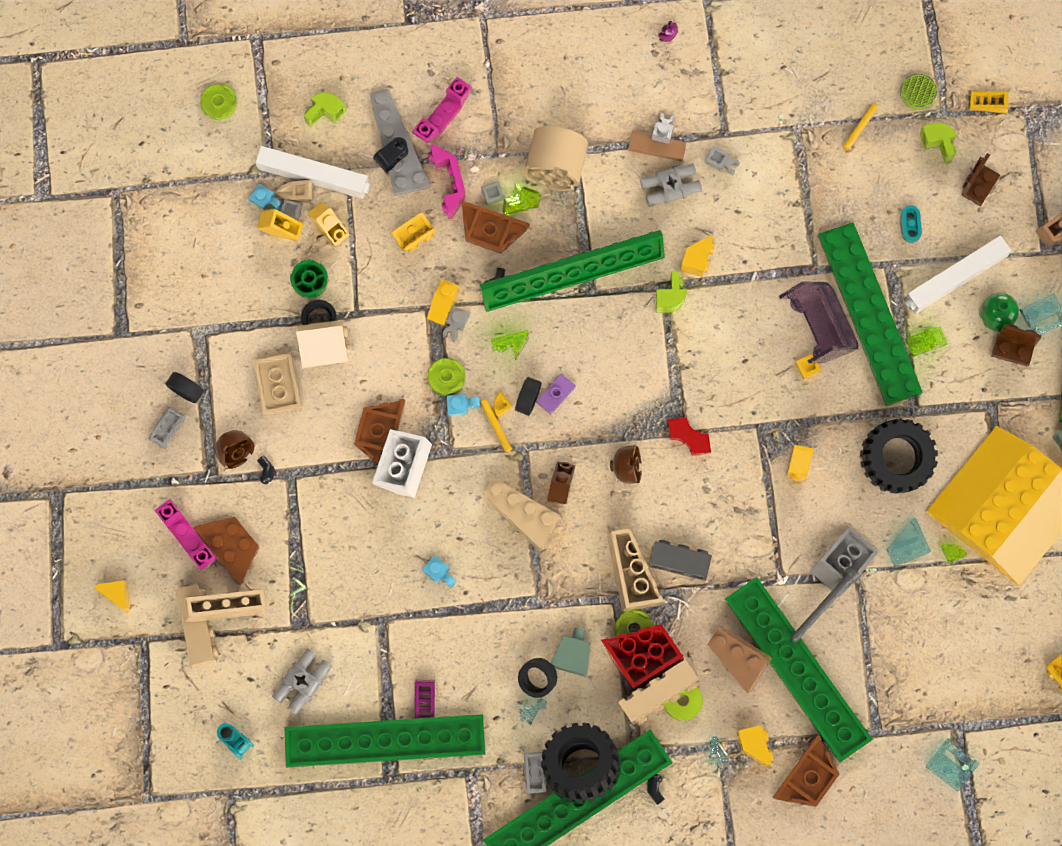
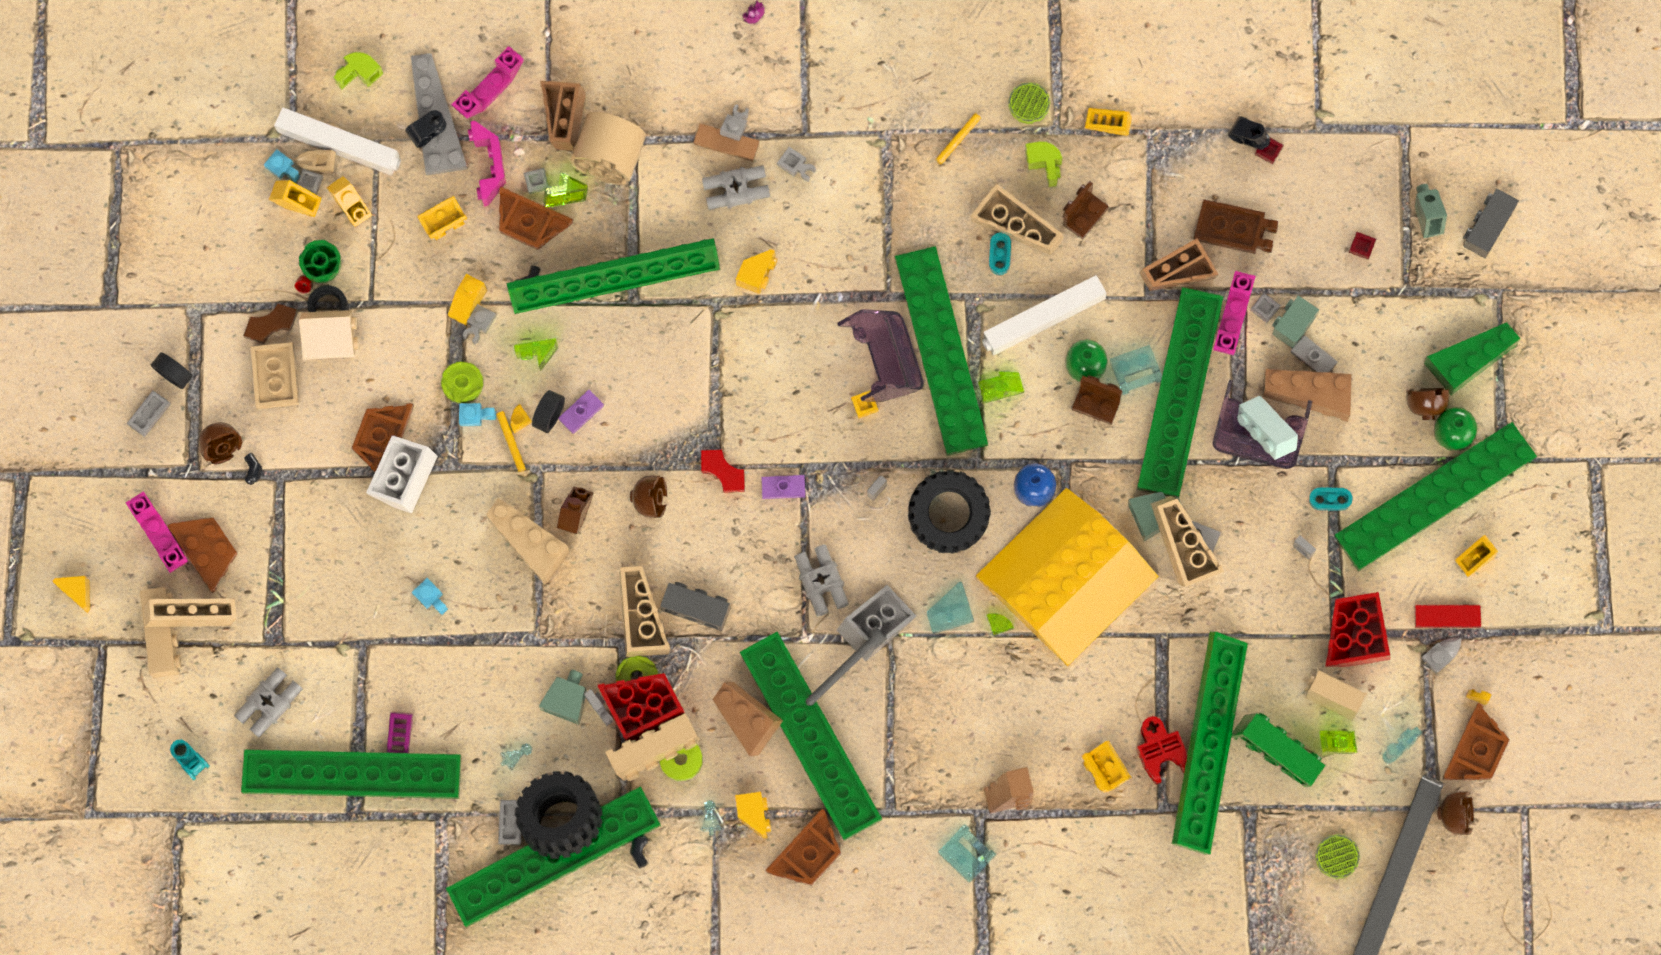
camera: 10 degrees right, 0 degrees up
(218, 101) = (241, 52): lime tile -> none
(277, 333) = (279, 319): none -> reddish brown tile
(291, 301) = (299, 284): none -> red hinge
(511, 130) = (564, 112): none -> medium nougat wedge
(526, 685) = (511, 726): black tyre -> none
(600, 655) = (596, 702): none -> light grey plate
(671, 299) = (721, 316): lime brick -> none
(745, 446) = (783, 487): none -> medium lavender plate
(786, 537) = (829, 572): none -> light grey pin
(799, 462) = (839, 510): yellow slope -> none
(829, 440) = (876, 488): none -> light grey tile
(918, 190) = (1009, 216): none -> tan wedge
(968, 425) = (1034, 485): none -> blue cylinder
(989, 704) = (1011, 791): none -> medium nougat wedge

